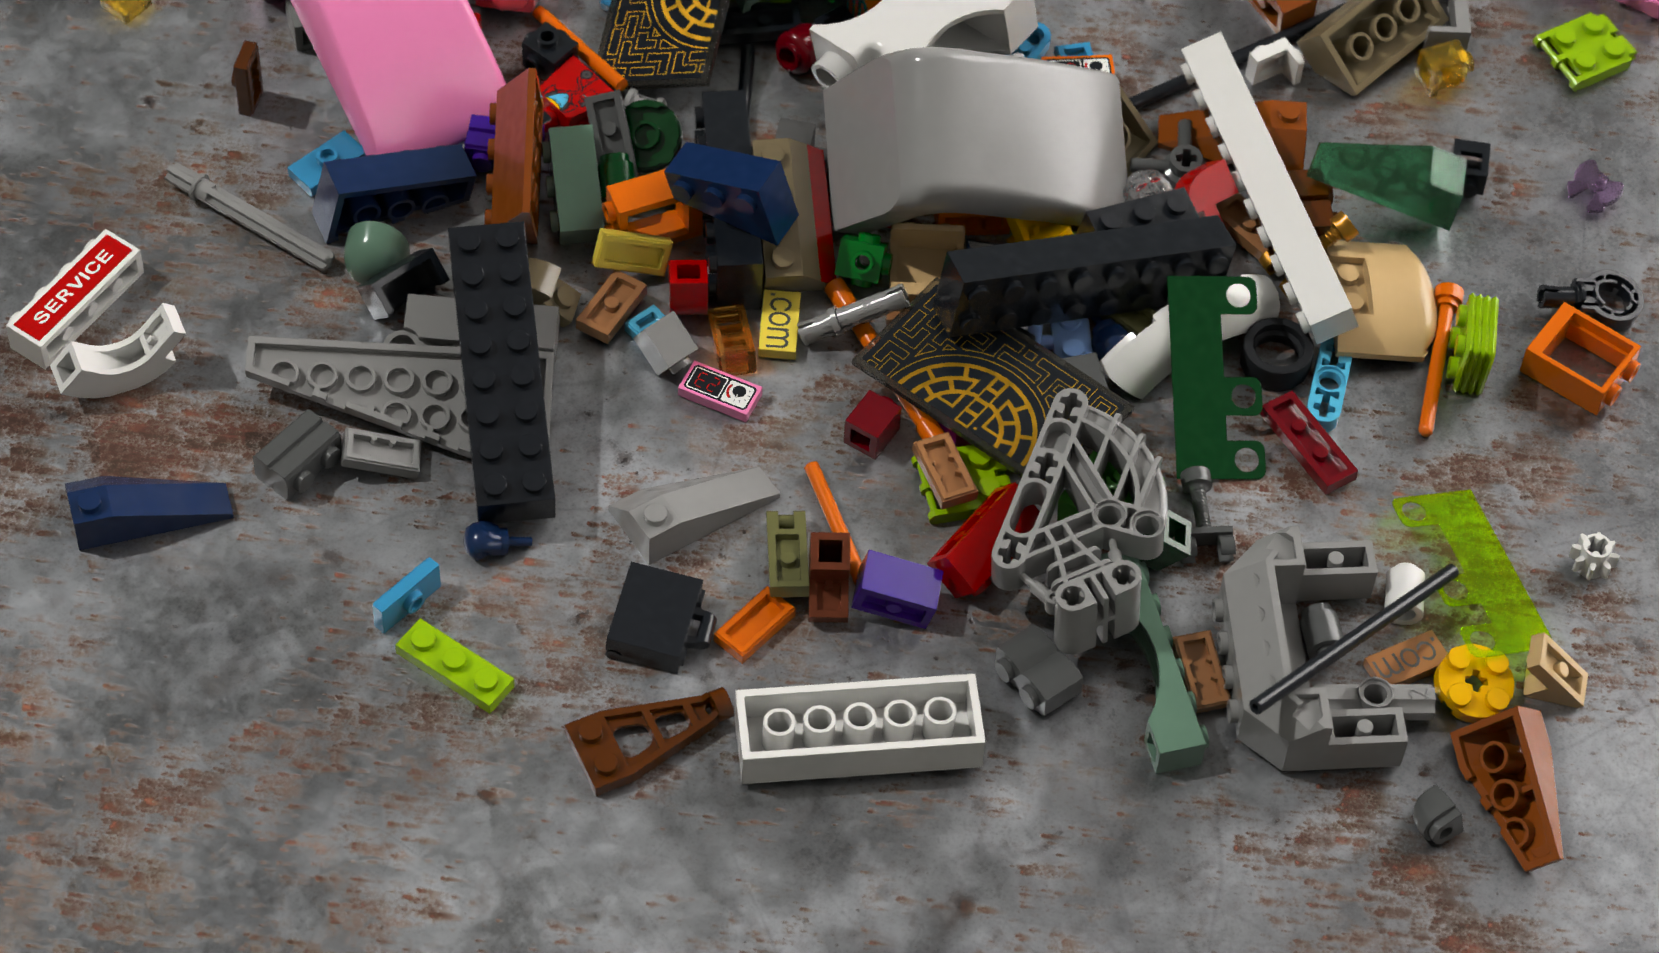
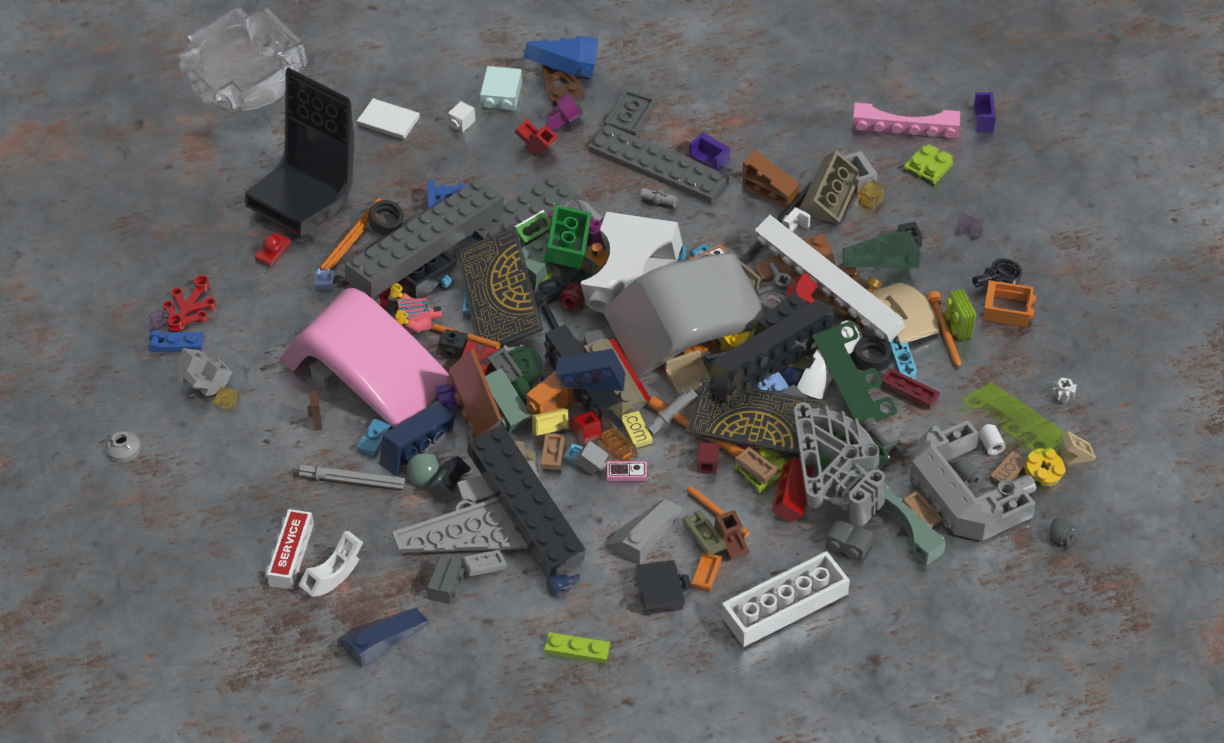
camera: 20 degrees left, 5 degrees down
(406, 595) = (537, 624): dark azure plate -> none
(601, 756) = (672, 661): reddish brown plate -> none
(851, 265) = (654, 380): green brick -> none
(897, 589) = (765, 528): dark purple panel -> none
(1353, 639) = (987, 466): black piece -> none
(1514, 774) = (1087, 503): dark orange wedge -> none

